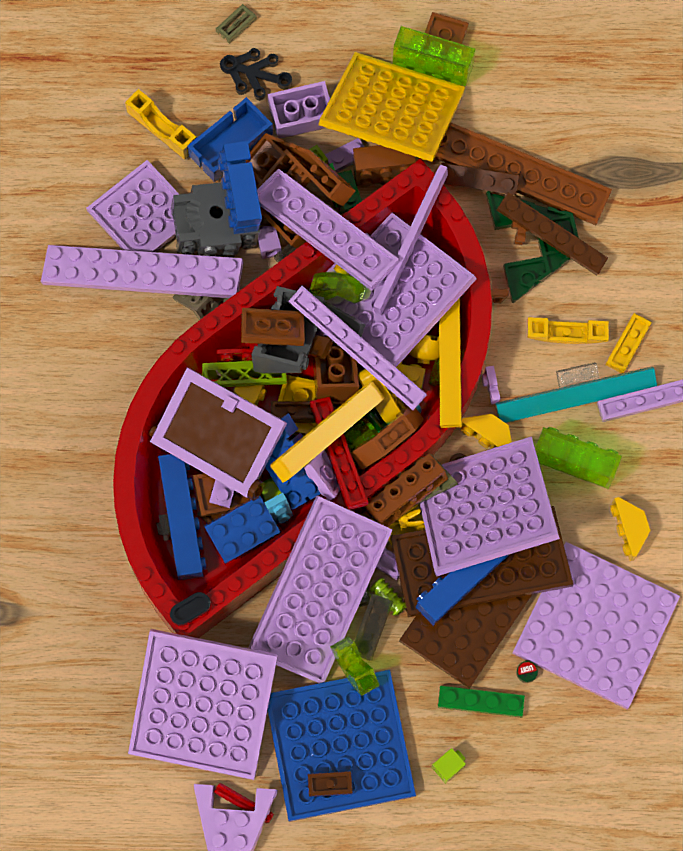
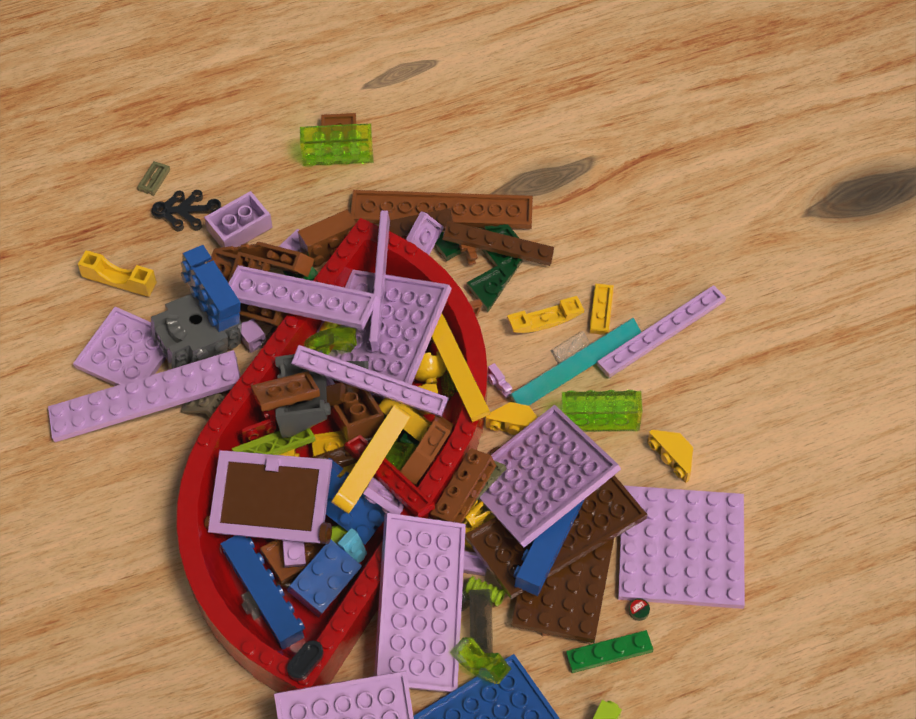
camera: 20 degrees left, 15 degrees down
(248, 126) = (167, 278): blue piece -> none
(392, 106) = (318, 191): yellow plate -> none
(480, 197) = (425, 232): none -> lavender tile

